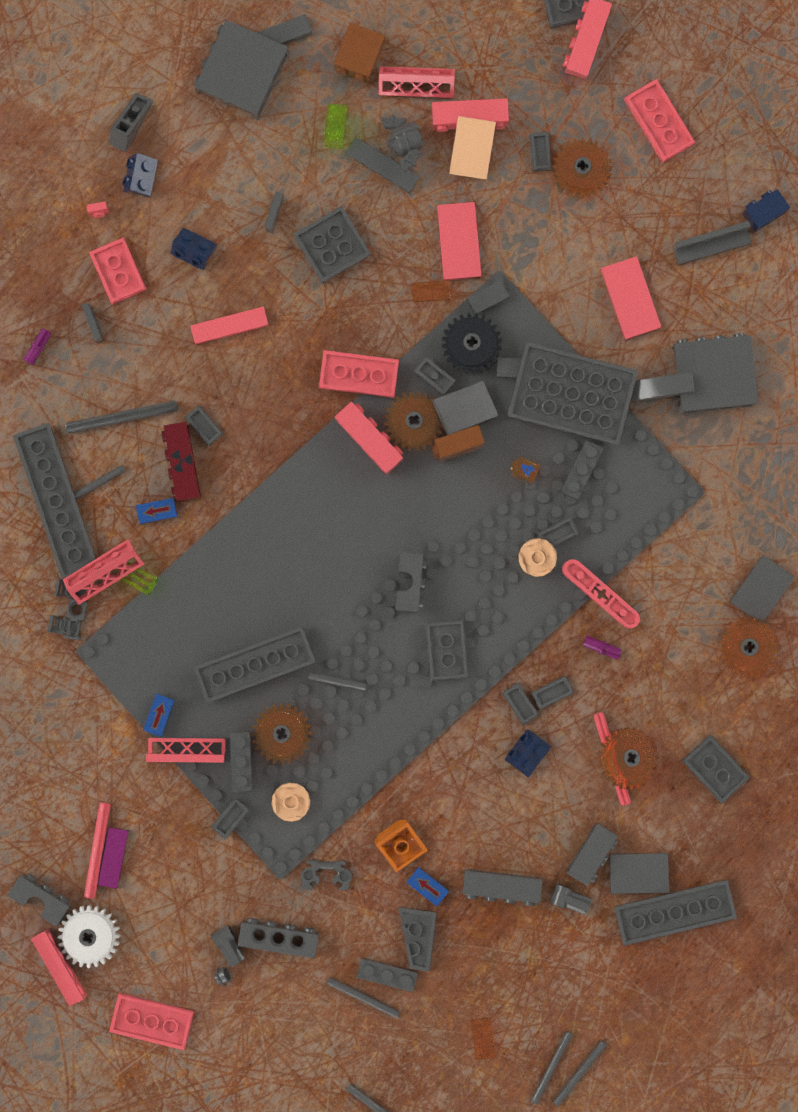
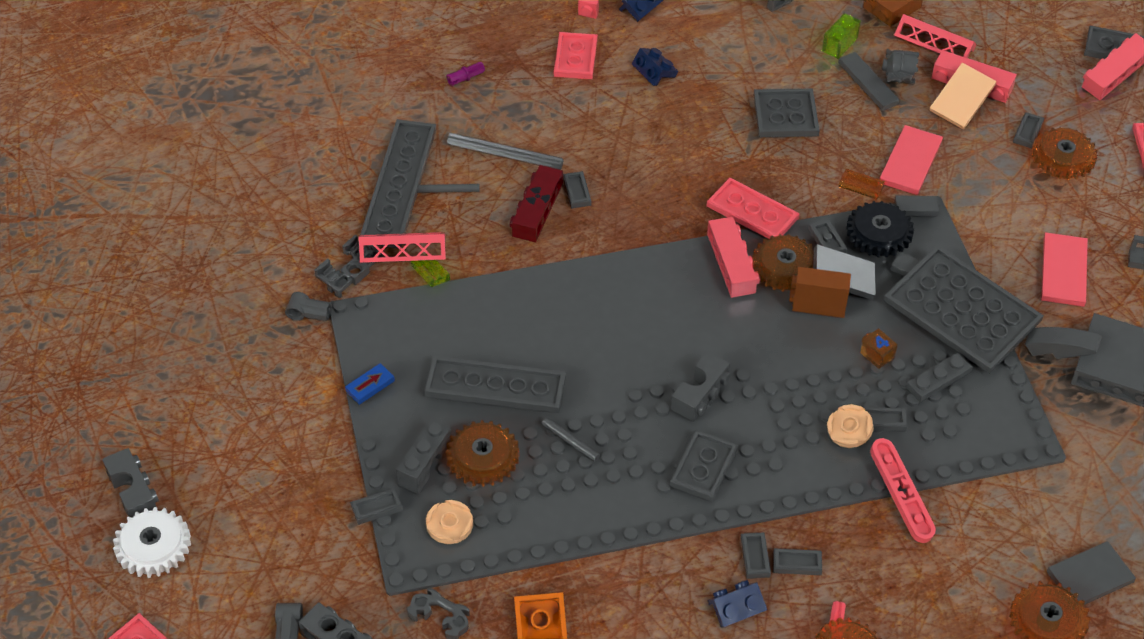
camera: 25 degrees right, 35 degrees down
(59, 967) = (99, 557): coral fence -> none
(61, 669) = (302, 306): none -> dark grey piece
(92, 321) = (527, 76): dark grey tile -> none
(97, 850) = (219, 473): coral axle -> none
(113, 857) = (231, 488): magenta tile -> none
(156, 511) = (486, 231): blue tile -> none
(175, 757) = (374, 429): coral fence -> none
(229, 325) = (651, 130): coral tile -> none
(274, 212) = (746, 69): dark grey tile -> none
(602, 647) = (876, 543): magenta axle -> none

